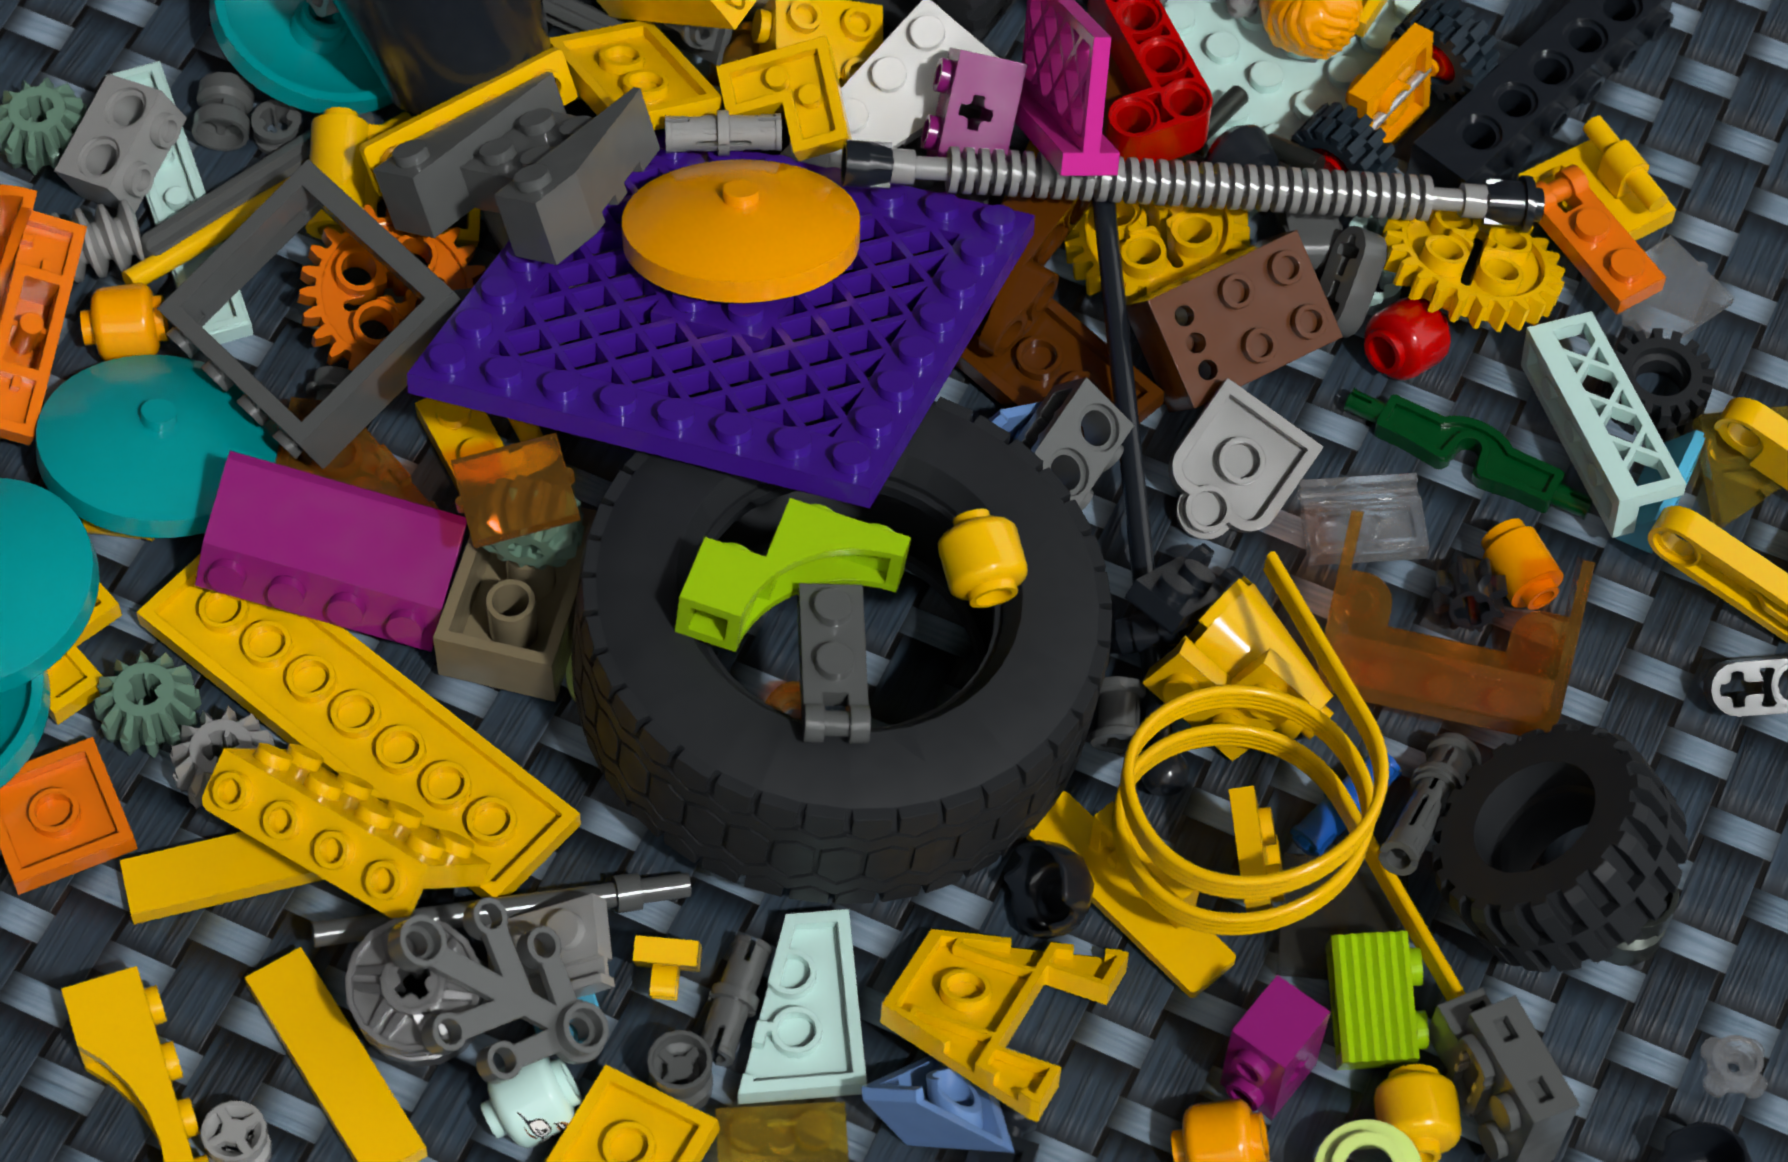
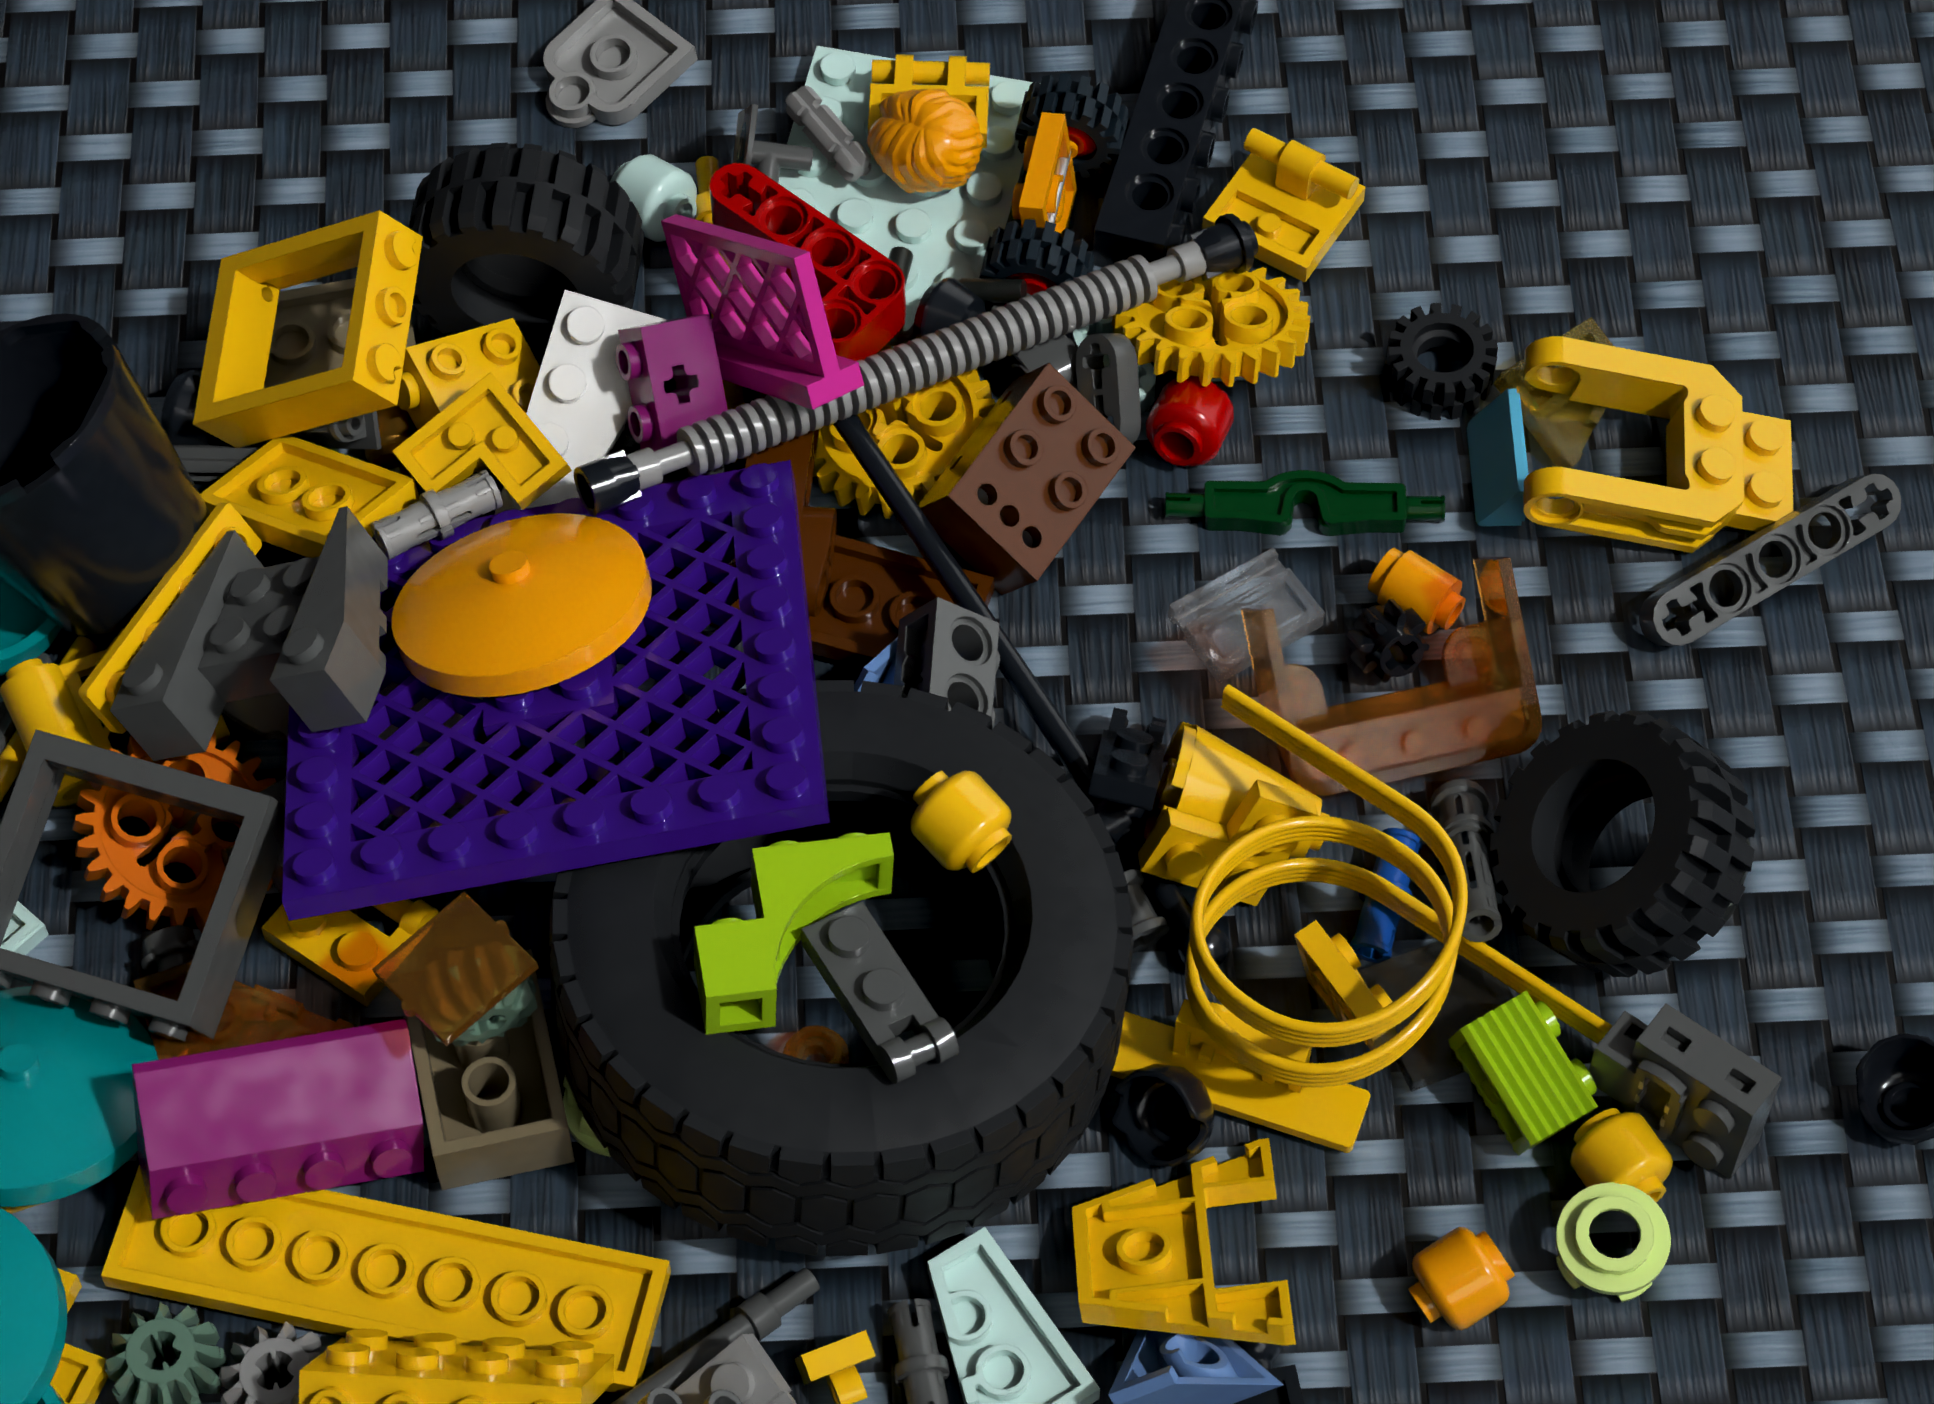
camera: 25 degrees left, 0 degrees up
(1237, 465) = (1104, 617): light grey plate -> none
(1274, 1047) = (1464, 1162): magenta brick -> none
(1583, 431) = (1405, 438): light aqua fence -> none
(1597, 242) = (1317, 250): orange plate -> none
(1687, 297) = (1393, 270): clear piece -> none
(1741, 1051) = (1878, 959): clear plate -> none

